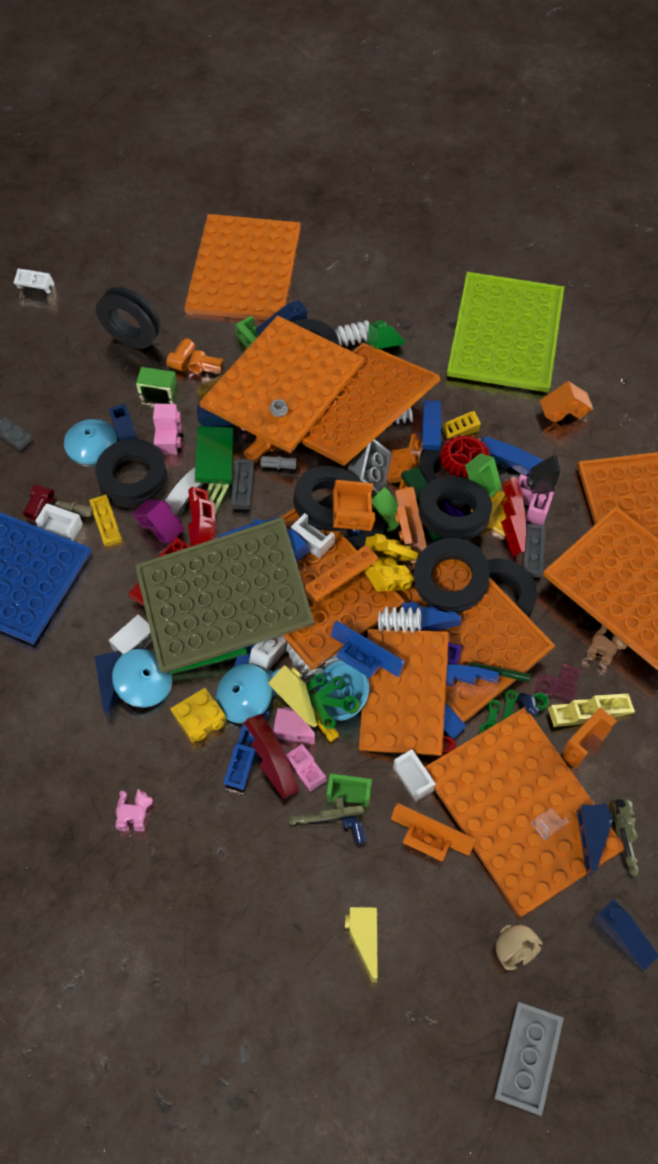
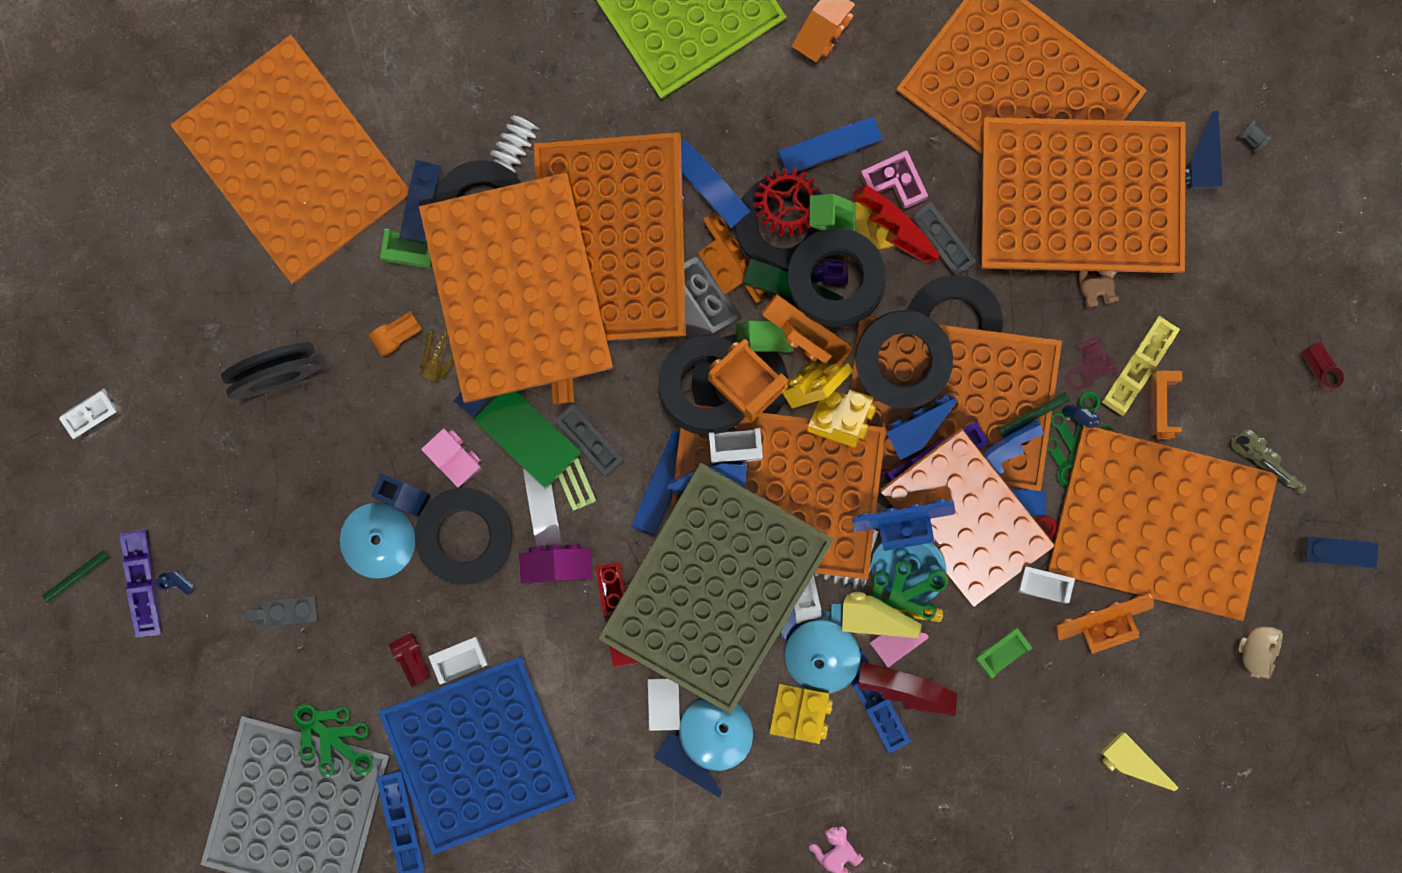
camera: 50 degrees left, 25 degrees up
(85, 511) = (453, 632): dark tan axle -> none
(105, 520) = (496, 611): yellow tile -> none
(157, 379) = (371, 408): bright green panel -> none
(180, 358) = (360, 353): orange piece -> none
(203, 516) = (598, 520): red slope -> none
(278, 408) = (556, 326): light grey plate -> none
(279, 462) = (596, 381): light grey axle -> none
(306, 768) = (943, 667): bright pink slope -> none
(328, 815) = (1006, 688): olive piece -> none
(341, 573) = (809, 465): orange bracket -> none
(357, 827) = (1040, 677): dark blue arm -> none
(383, 335) = (554, 118): green slope -> none
(399, 620) = (906, 458): white piece -> none
(470, 428) = (729, 151): yellow slope -> none
(529, 1059) = (1346, 728): light grey plate -> none
(544, 475) = (893, 161): pearl dark grey slope -> none
(548, 823) = (1201, 519): clear panel -> none
(594, 828) = (1244, 491): dark blue slope -> none

